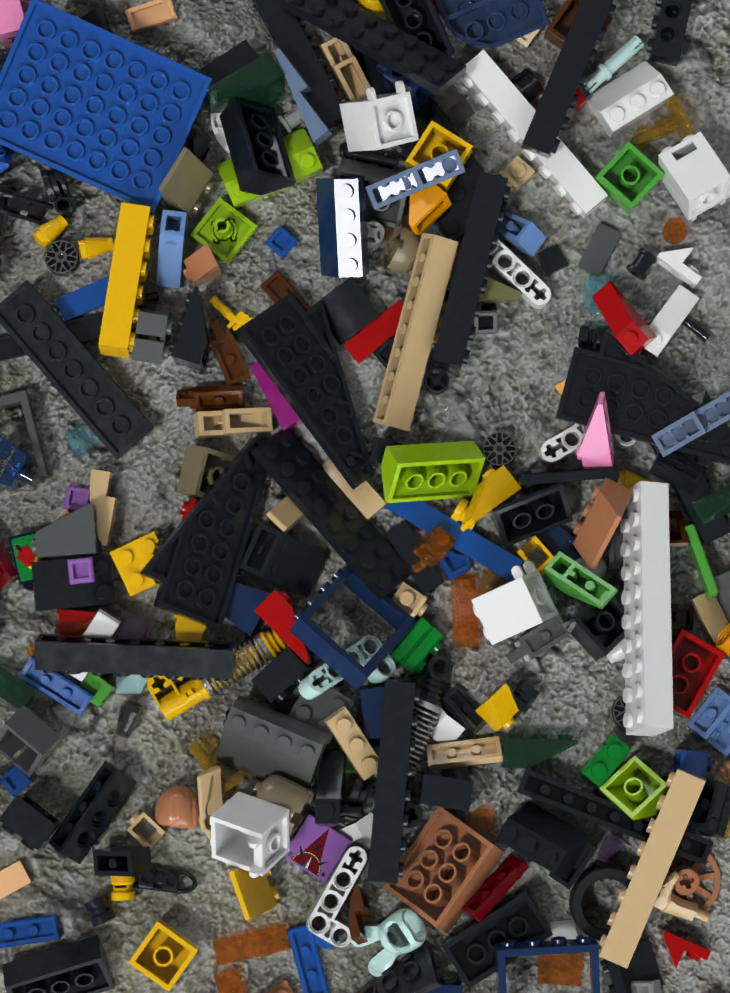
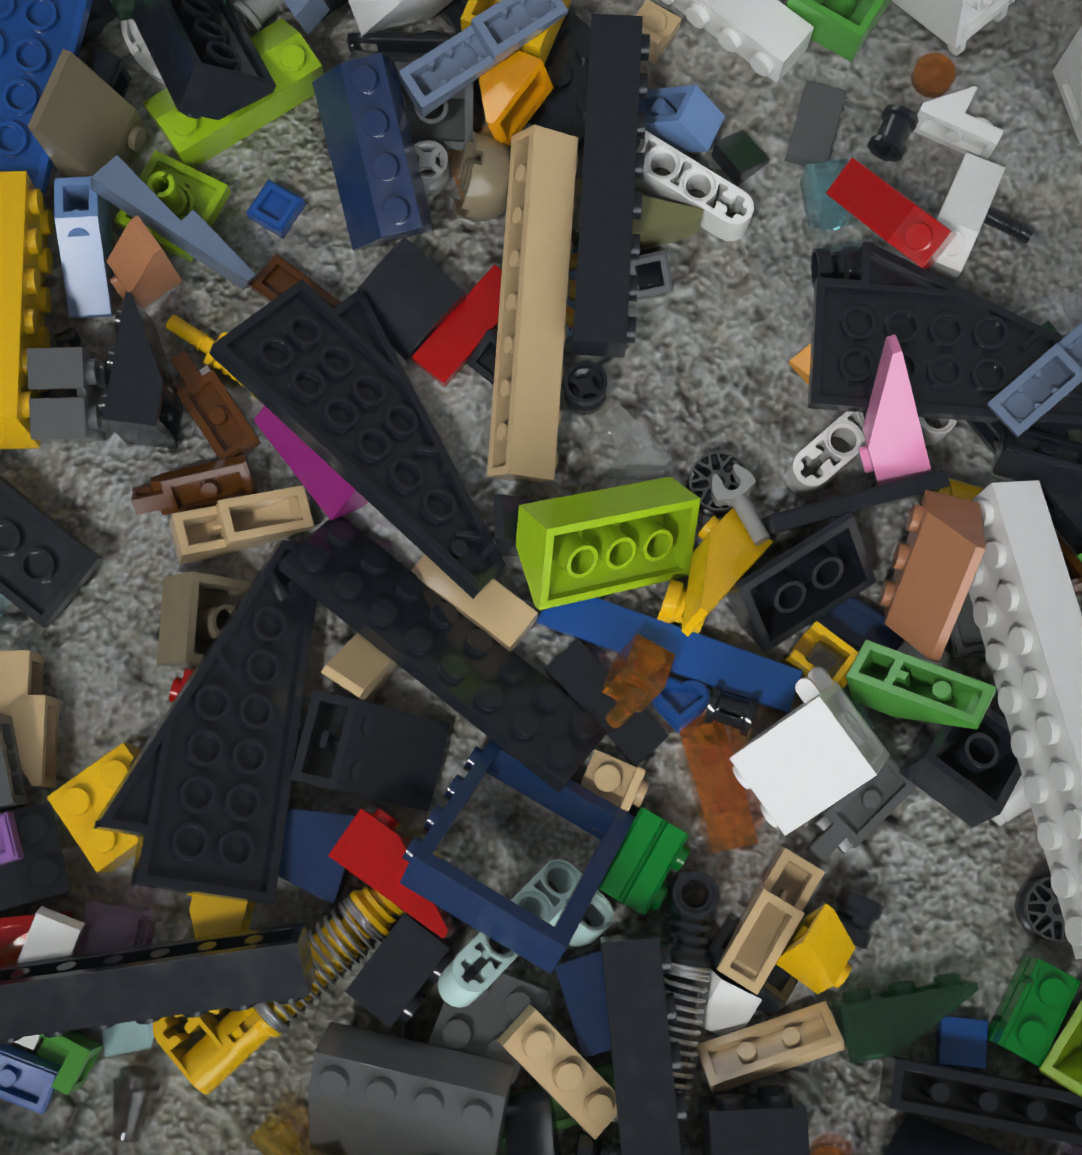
camera: 15 degrees left, 5 degrees down
(233, 254) = (192, 234): none -> sand blue slope
(477, 688) = (769, 919): none -> tan slope
(480, 574) = (731, 710): none -> black bush
(507, 462) = (740, 501): none -> light grey bar
(566, 770) = (962, 1041): none -> blue tile

